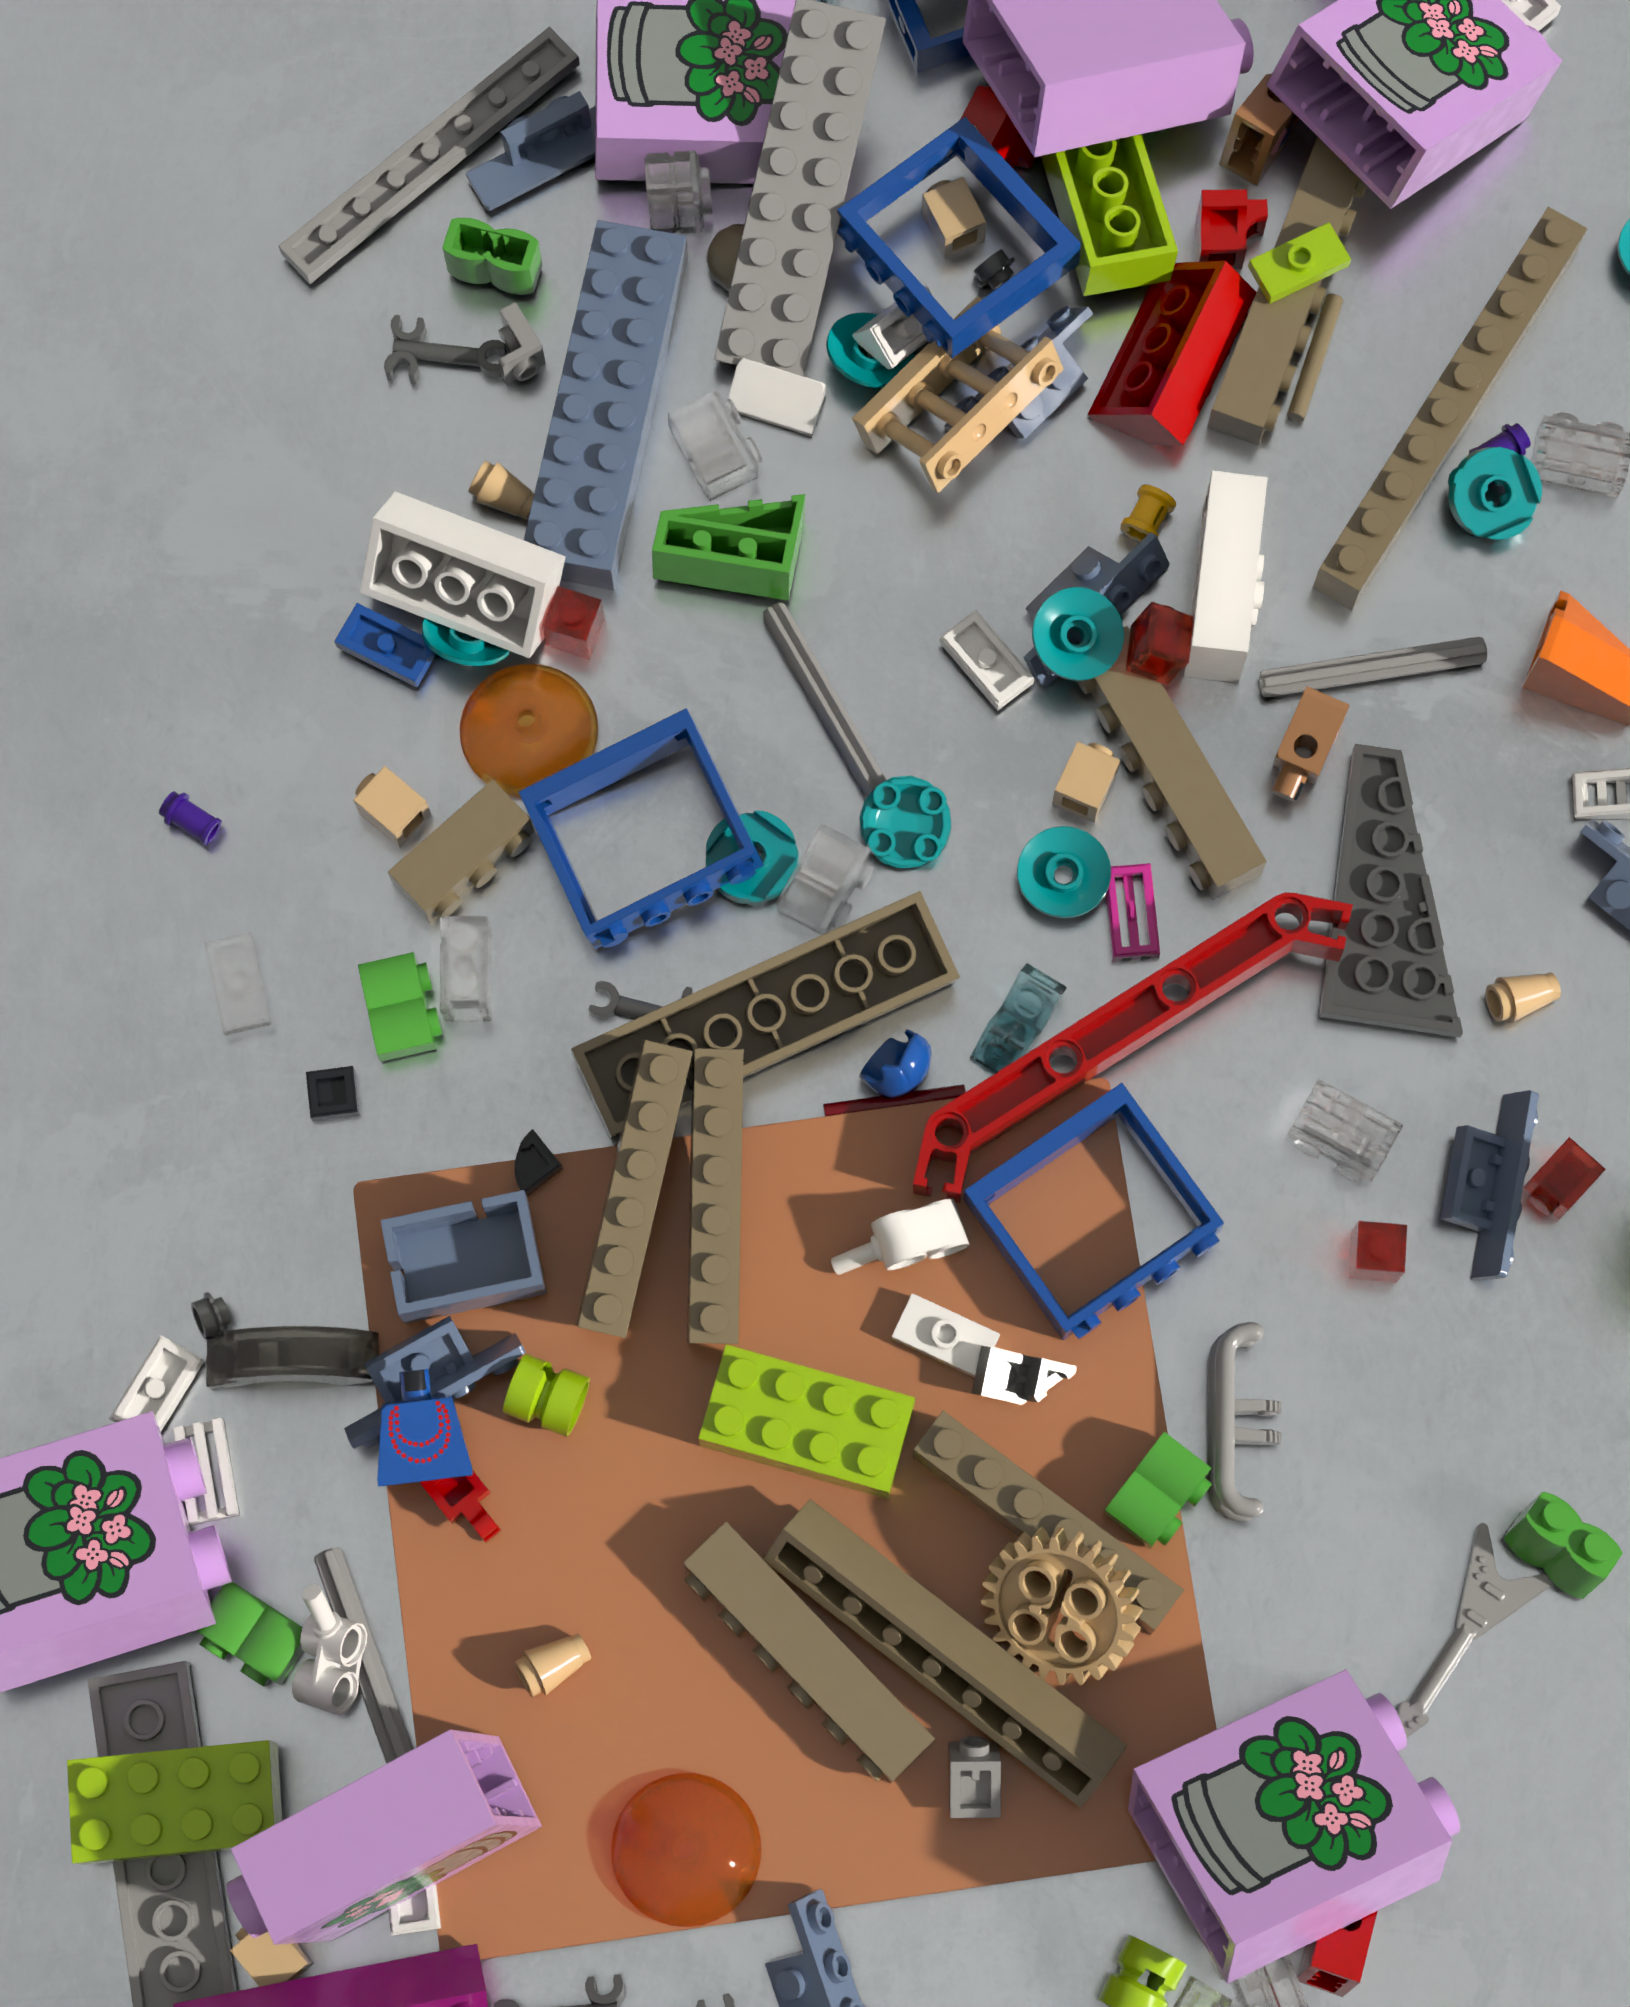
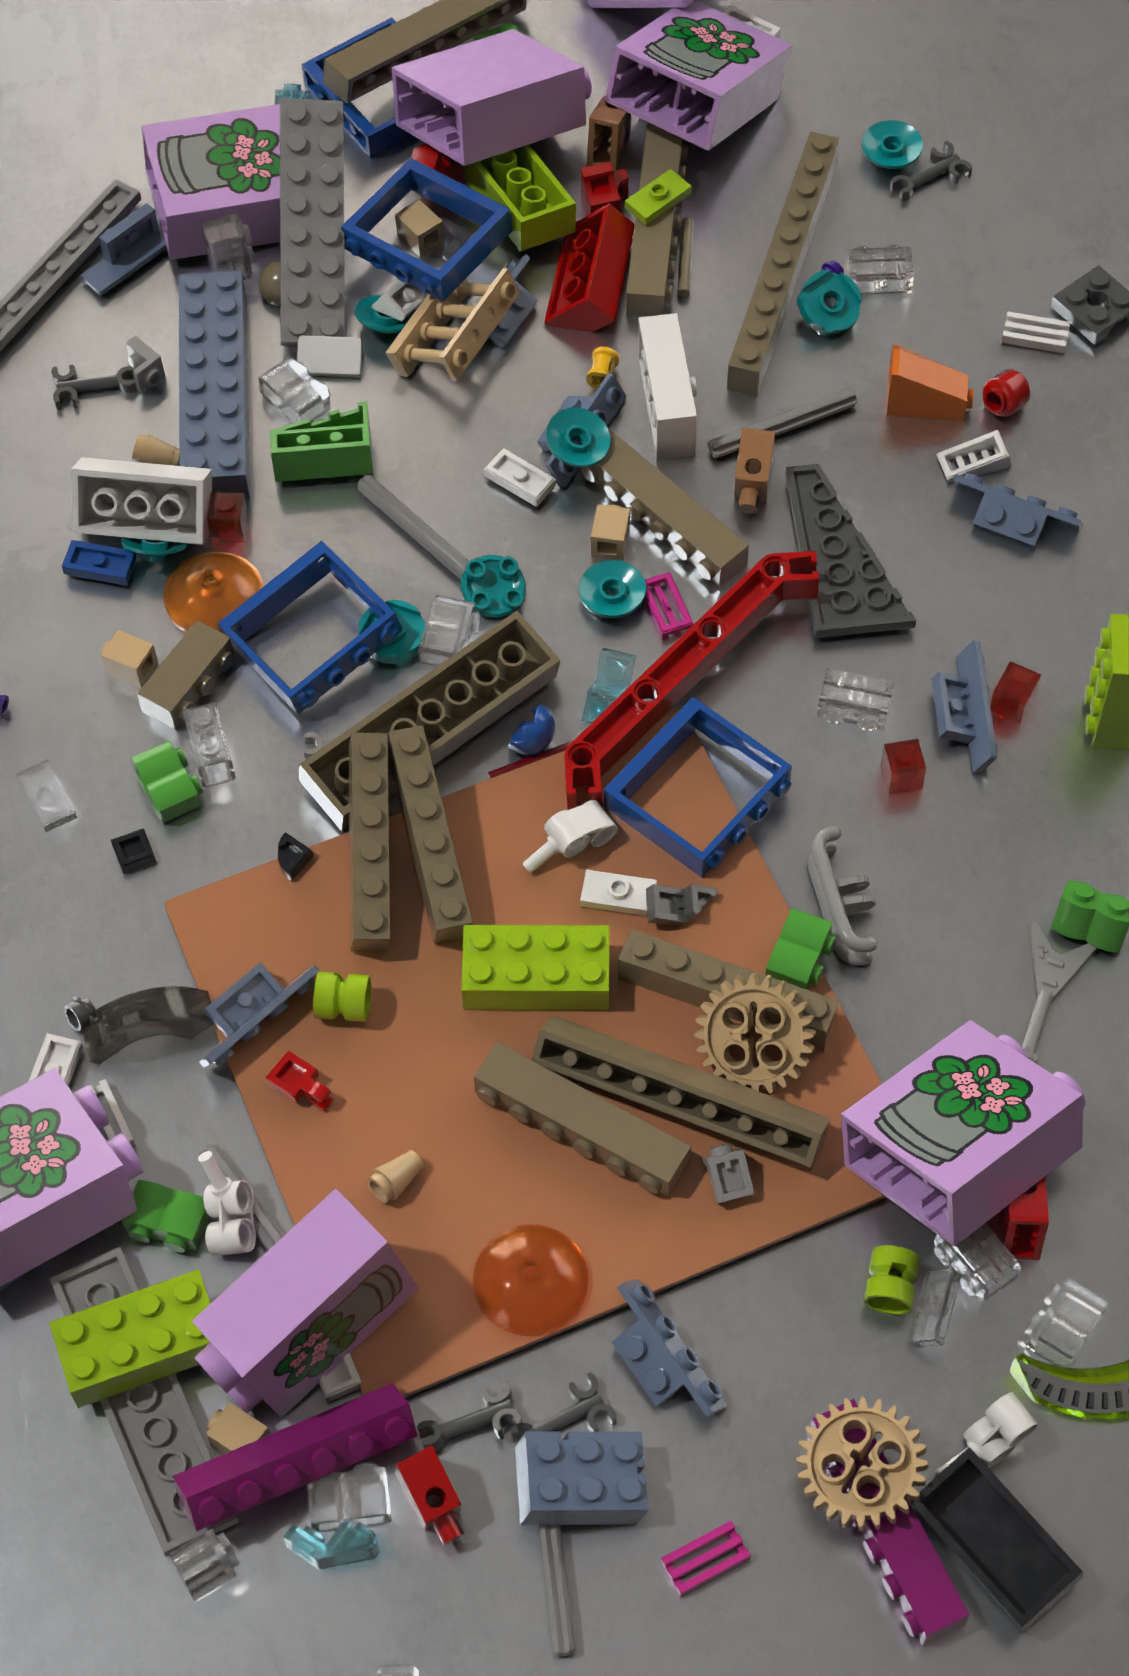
camera: 15 degrees left, 15 degrees down
(420, 1435) = (259, 1037): blue torso -> none
(463, 1261) = (255, 929): sand blue piece -> none
(487, 255) = (112, 314): bright green brick -> none
(1159, 643) = (635, 430): clear red brick -> none
(1521, 995) = (946, 591): tan cone -> none

